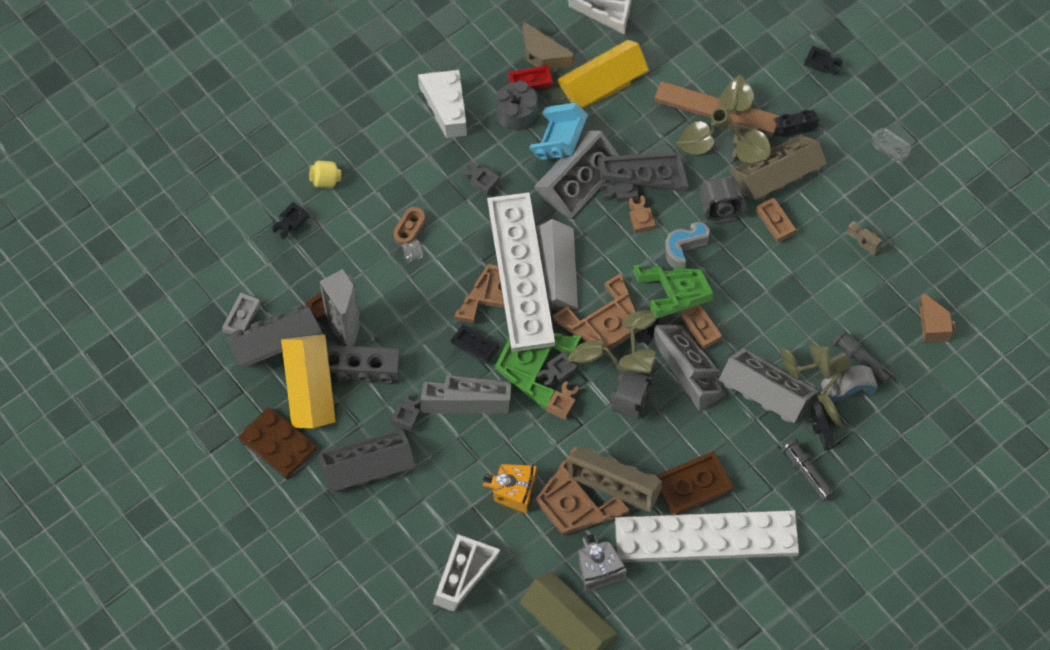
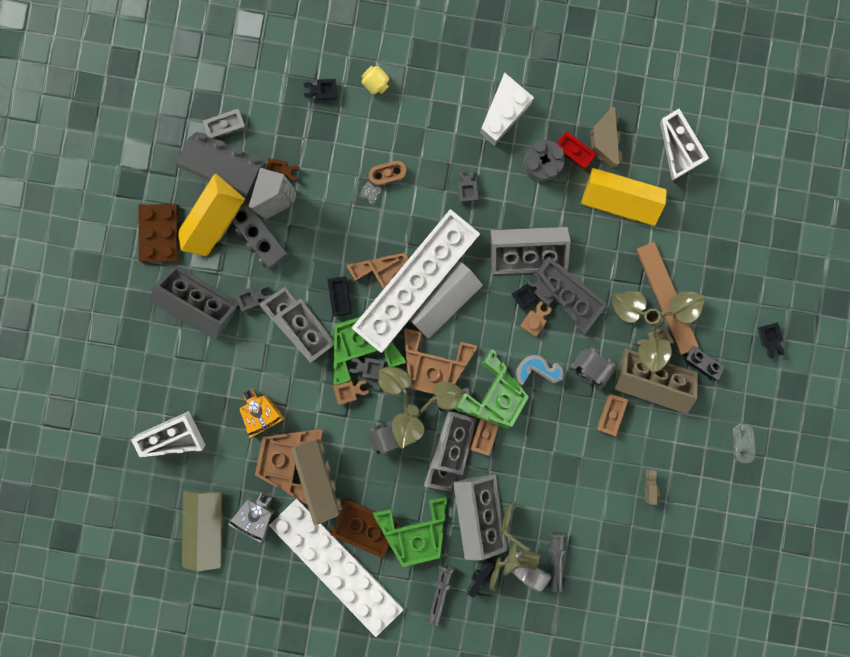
camera: 50 degrees right, 25 degrees up
(562, 131) = (548, 211): medium azure panel -> none
(613, 209) = (524, 296): none -> black tile
(741, 452) = (417, 541): none -> bright green wing
(935, 321) = (627, 587): medium nougat slope -> none

